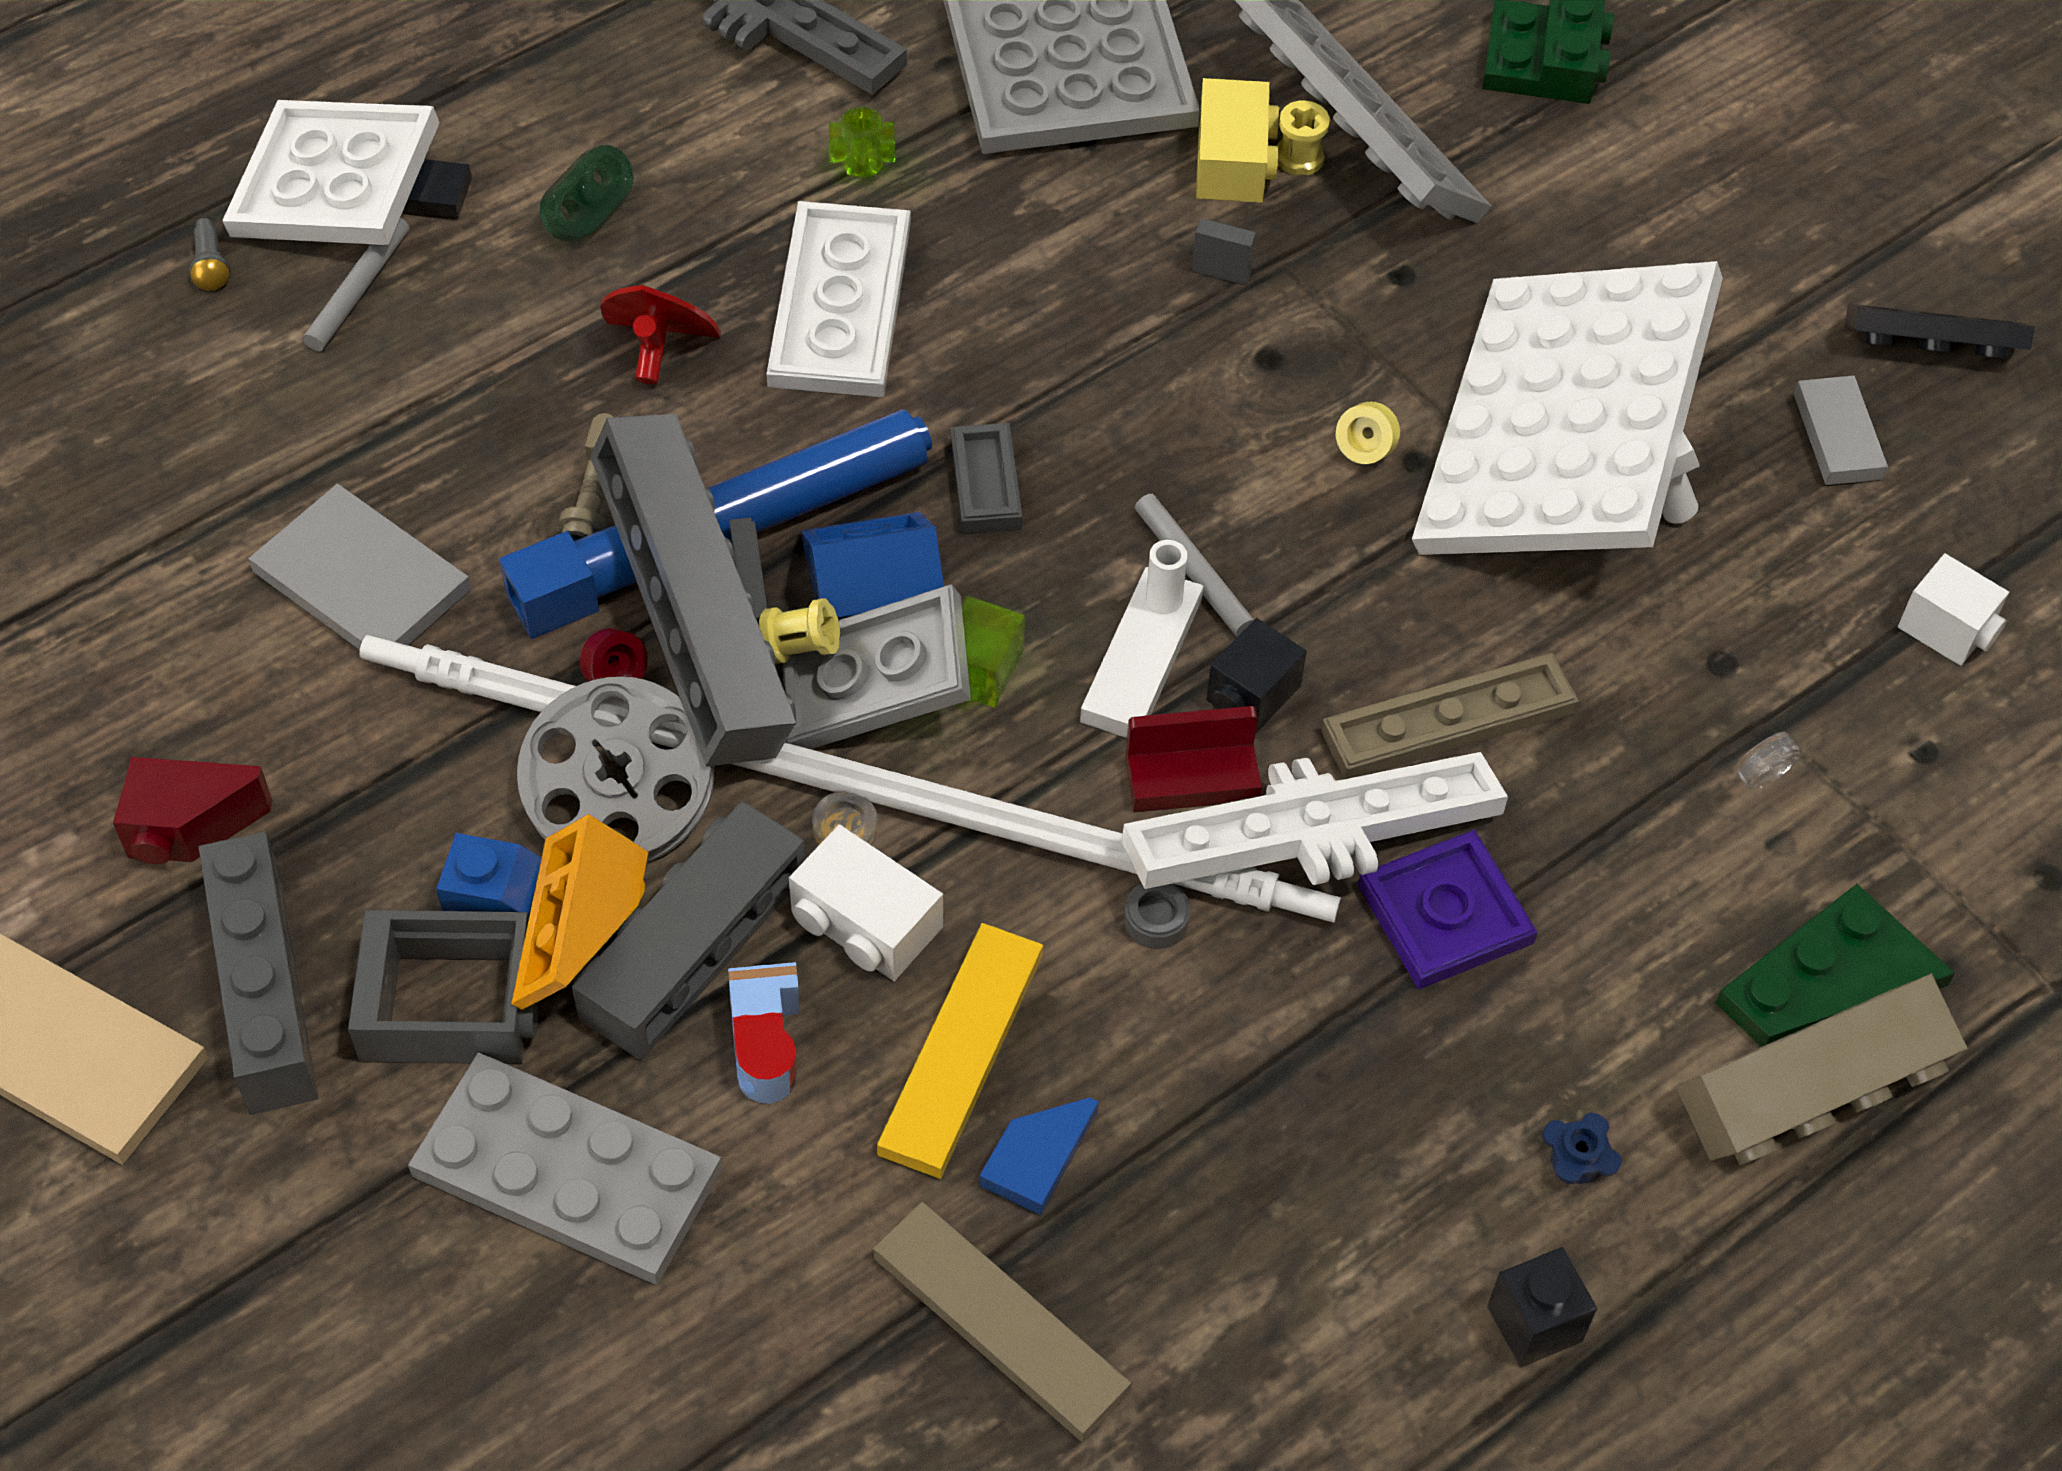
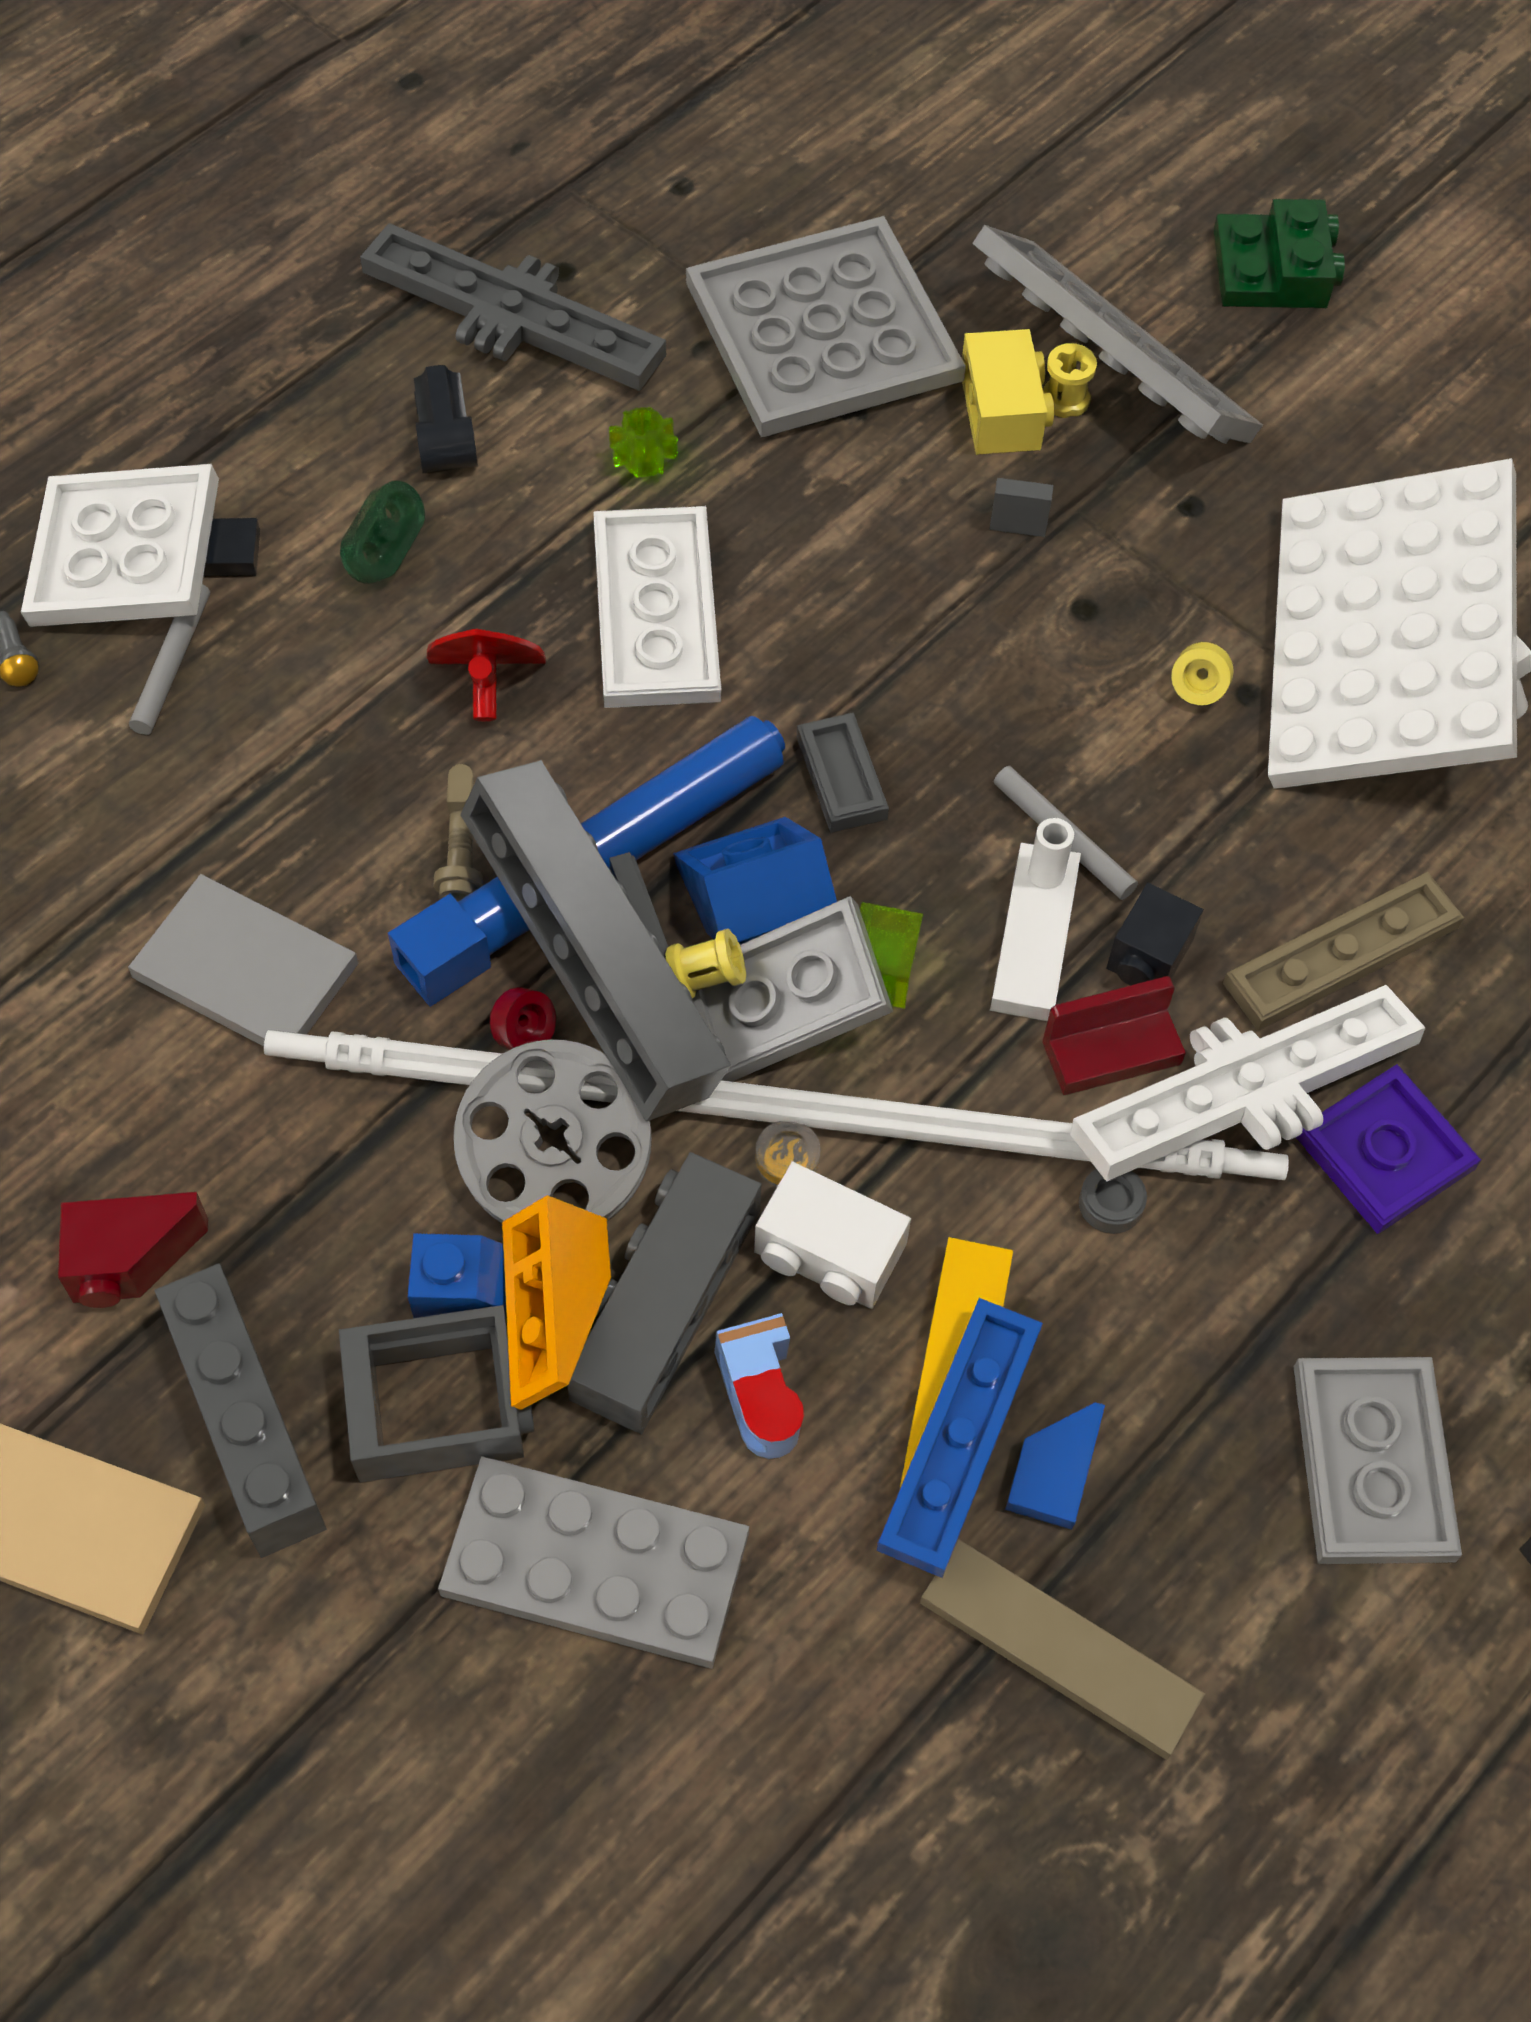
camera: 10 degrees left, 5 degrees up
(670, 107) = (443, 427): none -> black piece
(942, 1104) = (959, 1438): none -> blue plate
(1361, 1199) = (1376, 1461): none -> light grey tile

